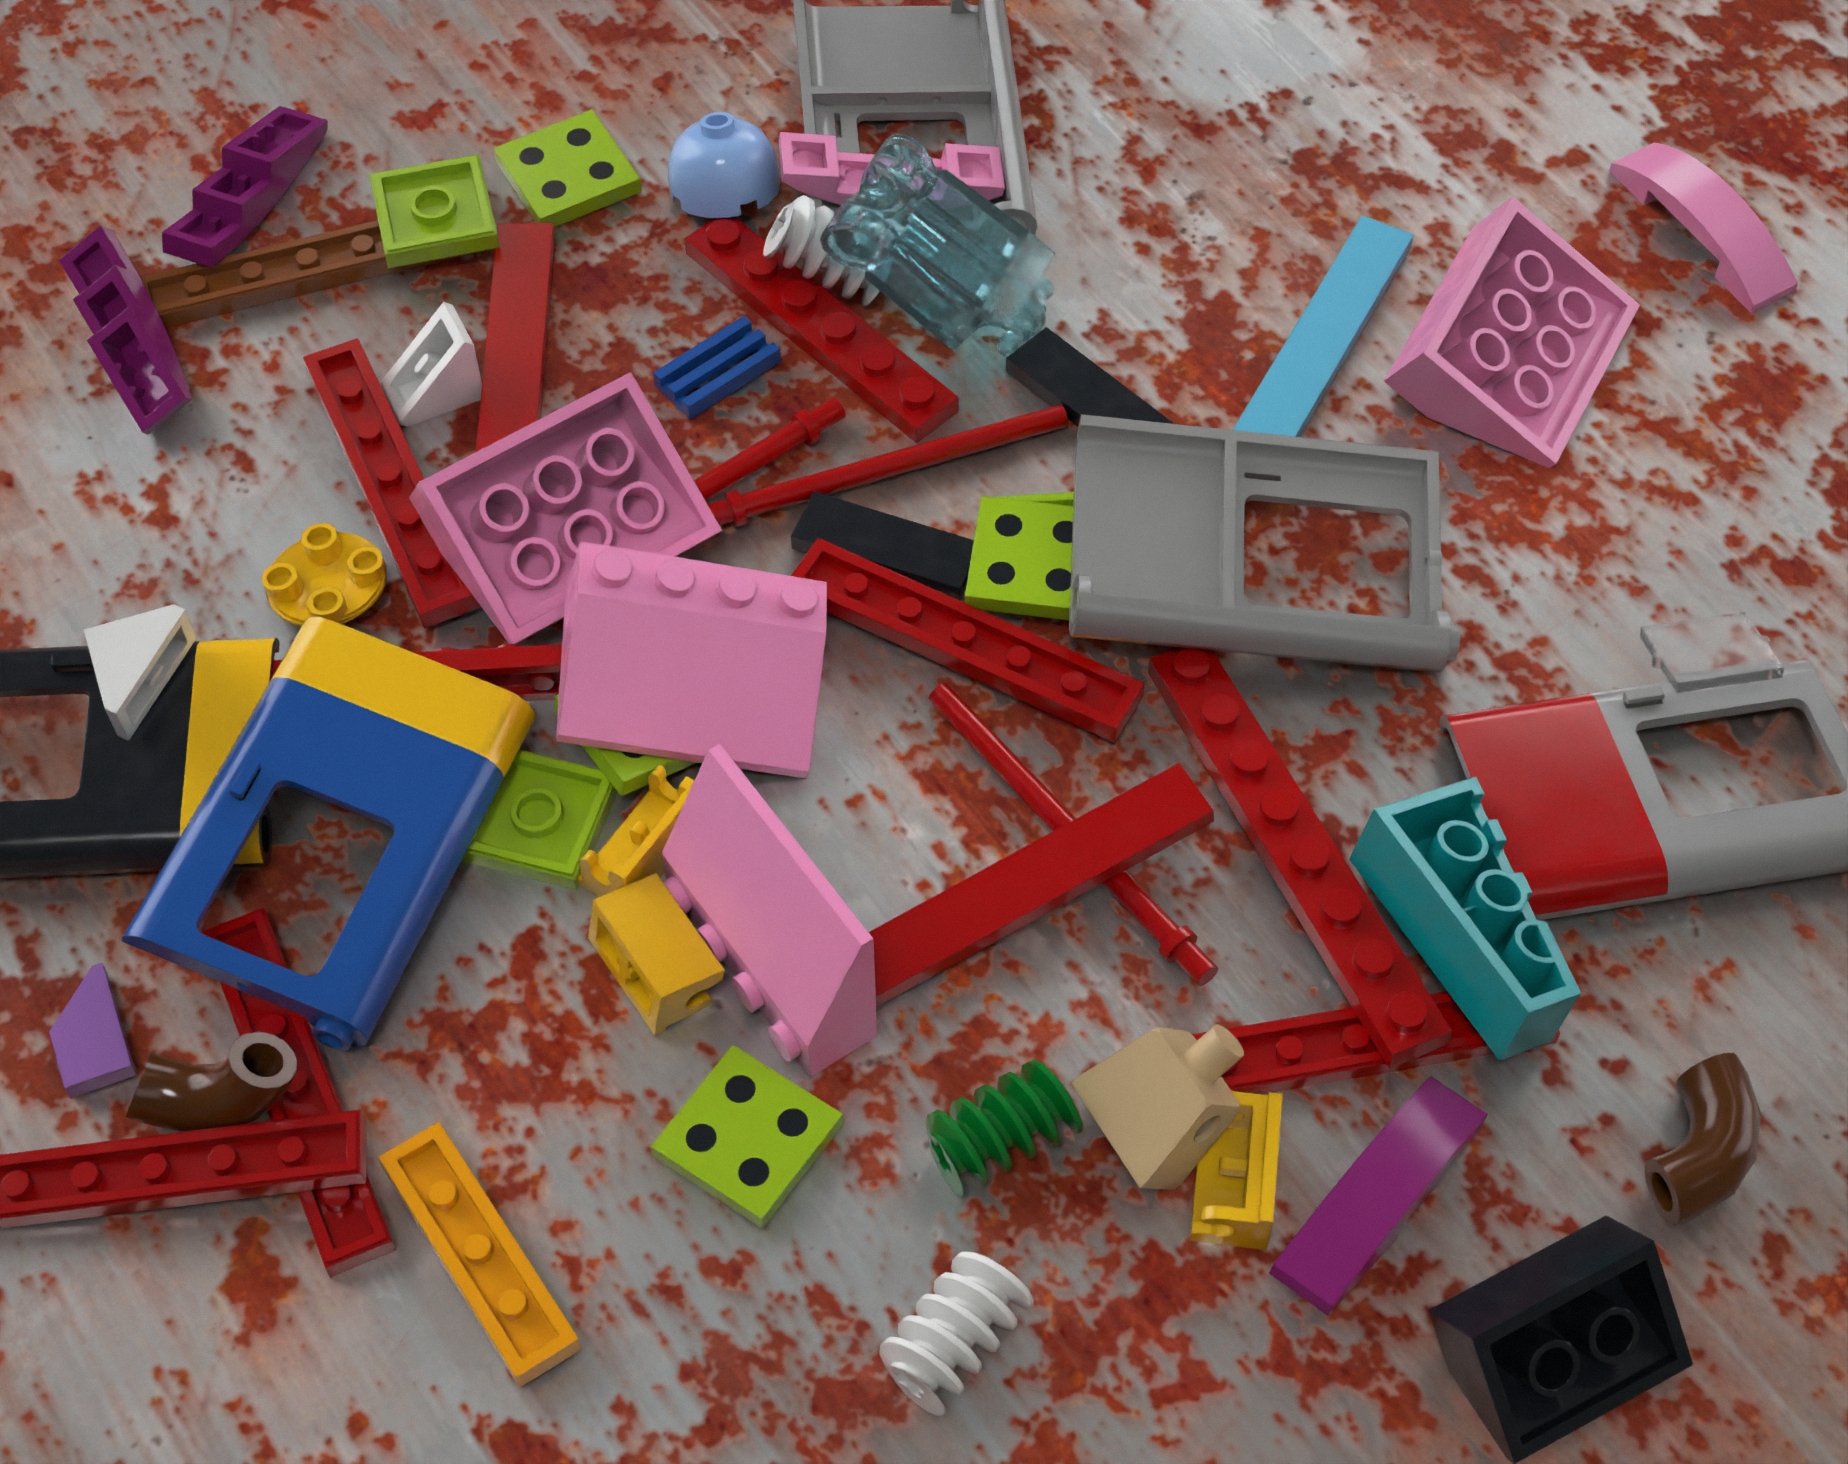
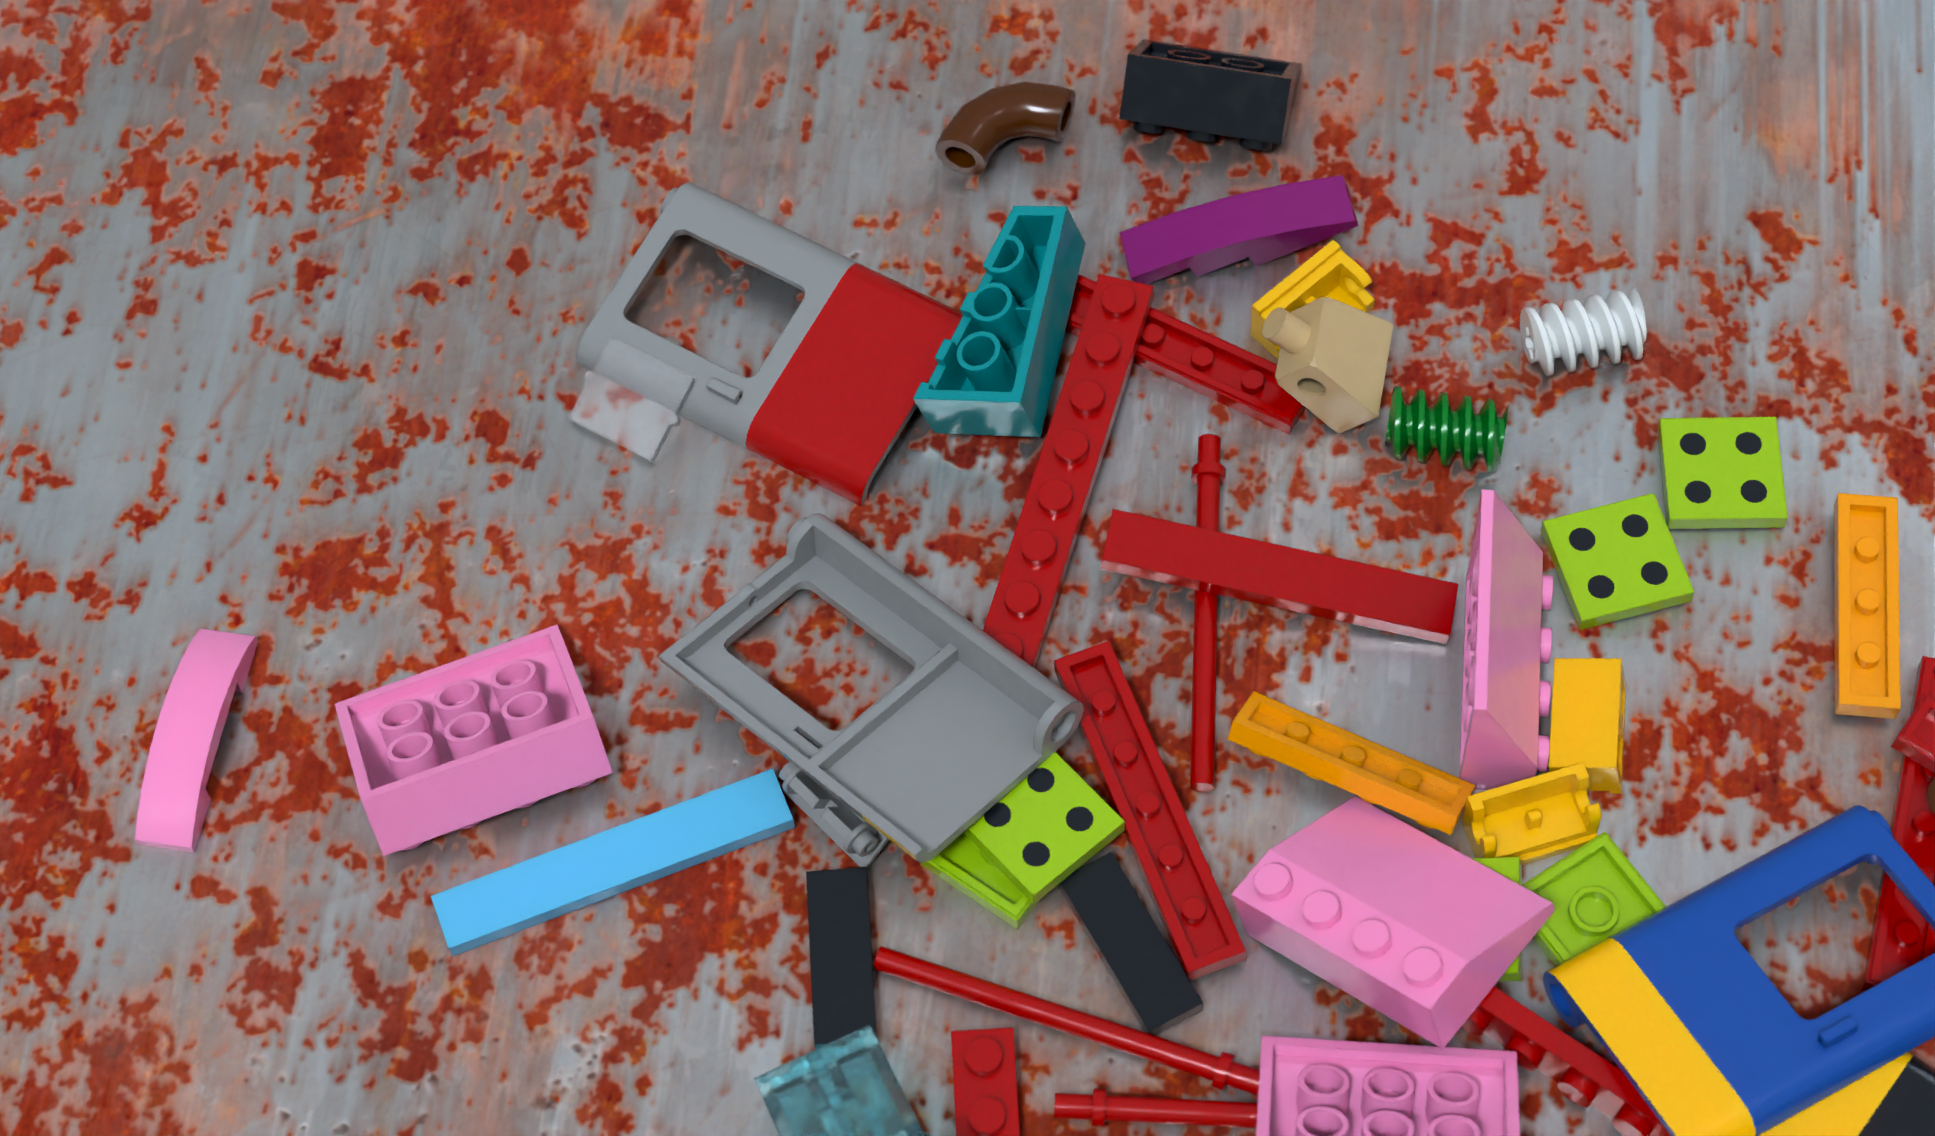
camera: 135 degrees left, 5 degrees up
(714, 1301) = (1722, 473): none -> lime tile
(857, 772) = (1351, 762): none -> light orange plate

